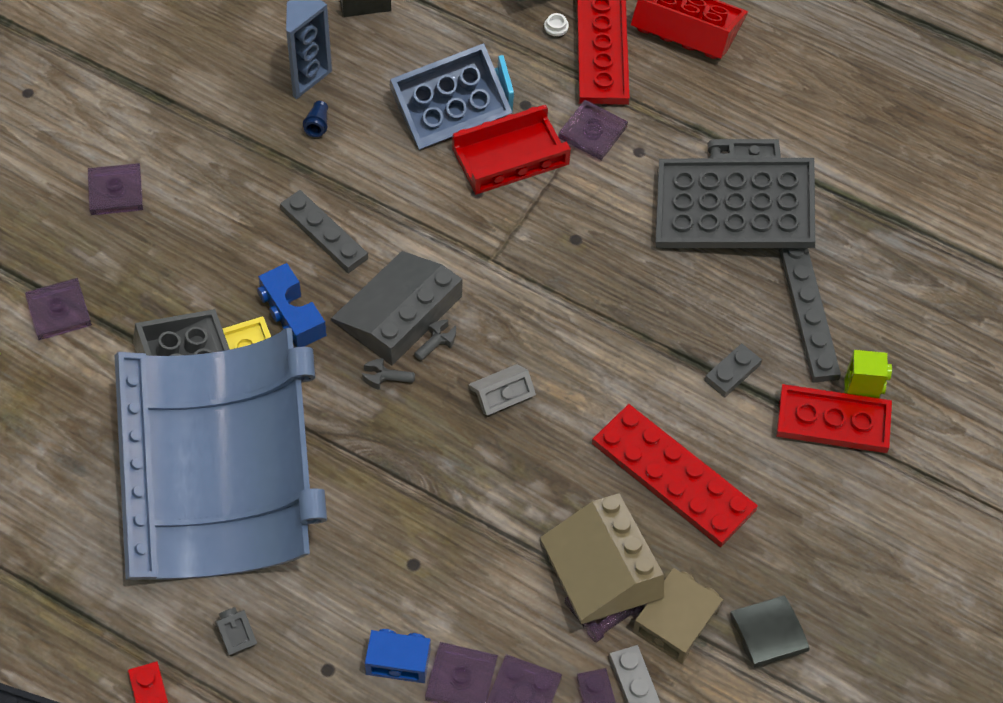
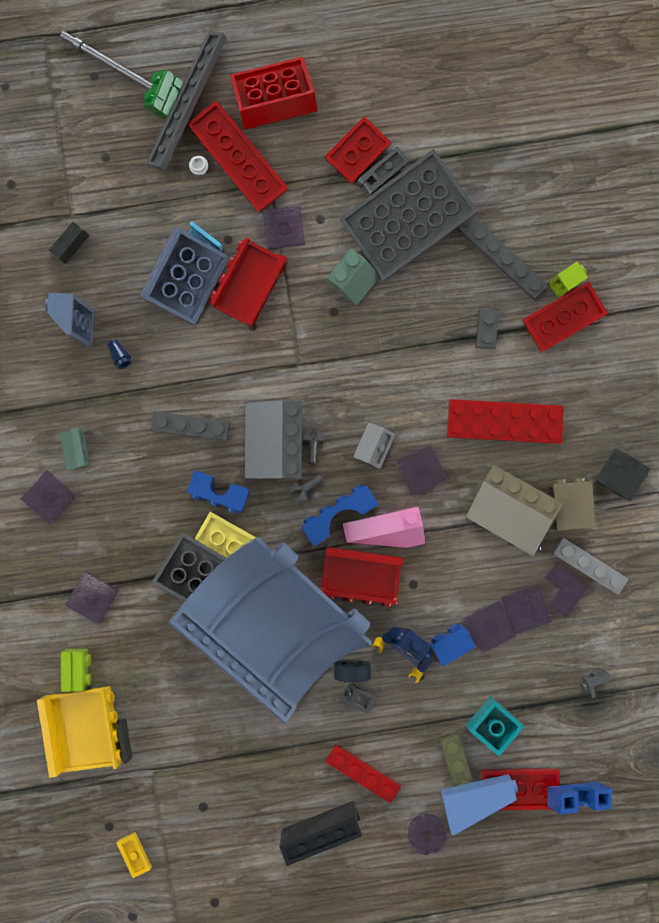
camera: 40 degrees left, 30 degrees up
(188, 167) = (74, 449): none -> sand green panel
(257, 587) = (352, 671): none -> black wheel
(347, 614) = (410, 646): none -> dark blue torso
(366, 417) = (318, 528): none -> blue arch
(368, 504) = (361, 576): none -> red panel
(443, 481) = (392, 529): none -> bright pink wedge
(532, 452) = (421, 470): none -> clear purple plate
(625, 217) = (353, 277): none -> sand green slope
(733, 117) = (357, 150): none -> red plate

